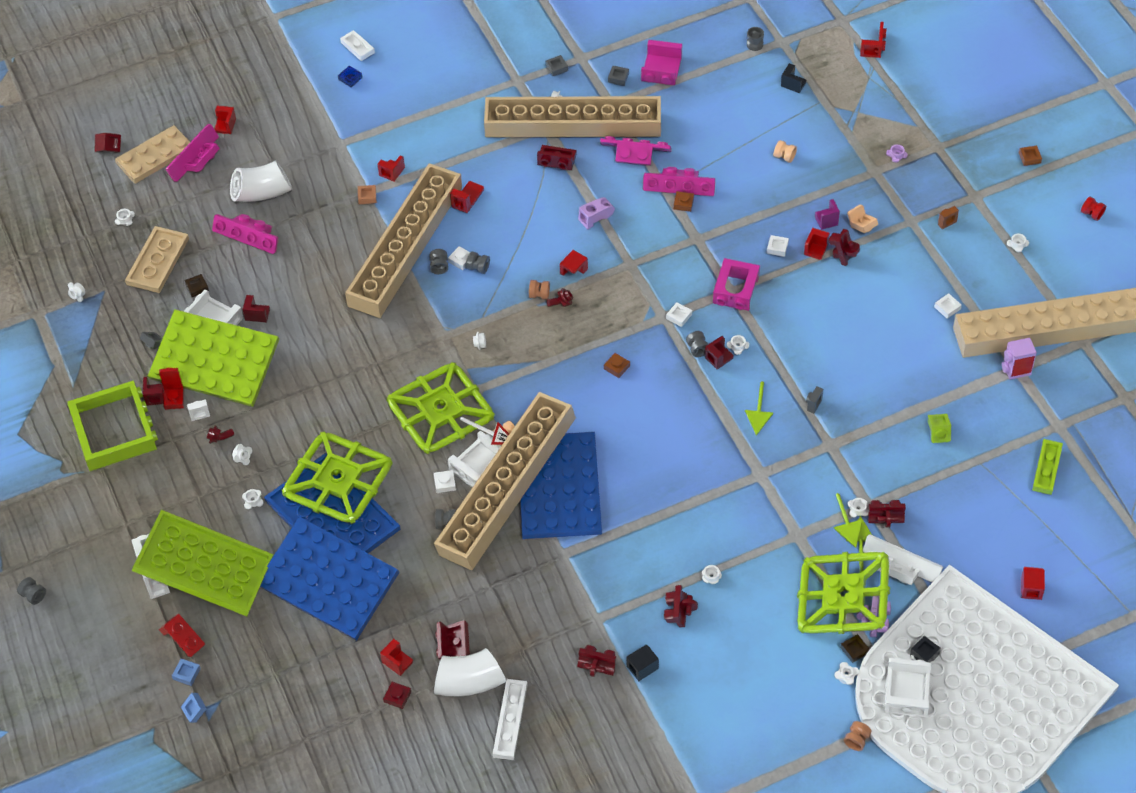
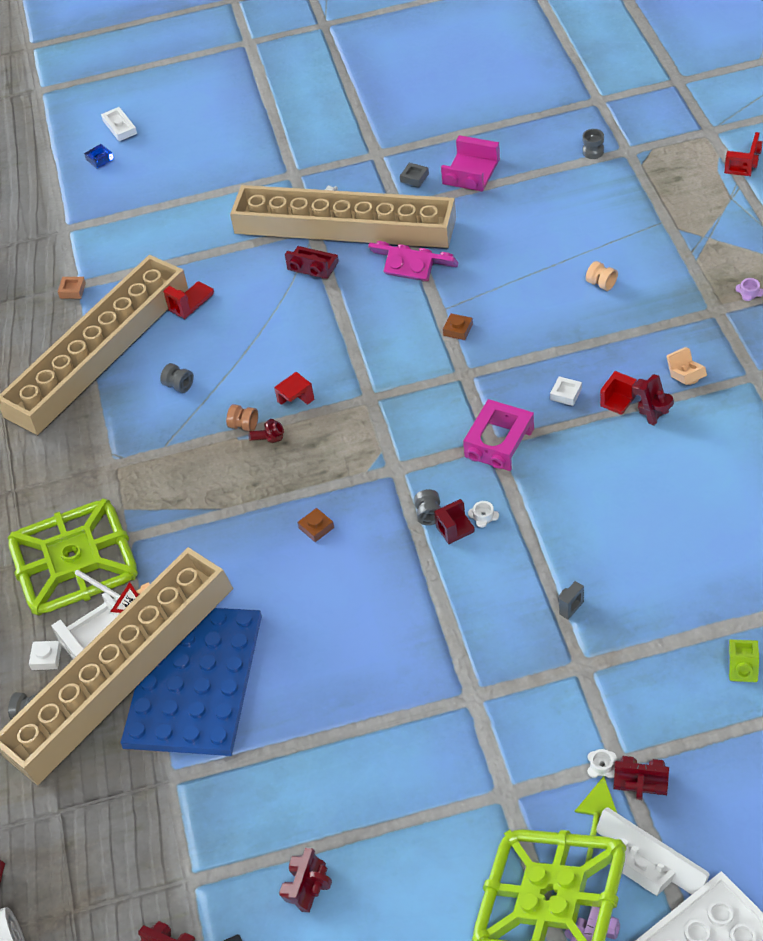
camera: 15 degrees right, 5 degrees down
(391, 169) = (110, 262): red panel -> none
(438, 261) = (129, 372): dark grey wheel -> none
(459, 258) = (154, 370): white plate -> none
(479, 340) = (149, 475): white plate -> none
(556, 65) = (343, 159): dark grey plate -> none
(595, 211) = (340, 329): lavender leg -> none
(679, 180) = (456, 300): dark pink bracket -> none
(679, 314) = (414, 466): white plate -> none
(711, 570) = (365, 830): white plate -> none
(758, 418) = (490, 617): lime piece -> none
(791, 81) = (627, 194): black panel -> none
(828, 217) = (641, 361): magenta panel -> none
(851, 530) = (584, 796): lime piece -> none

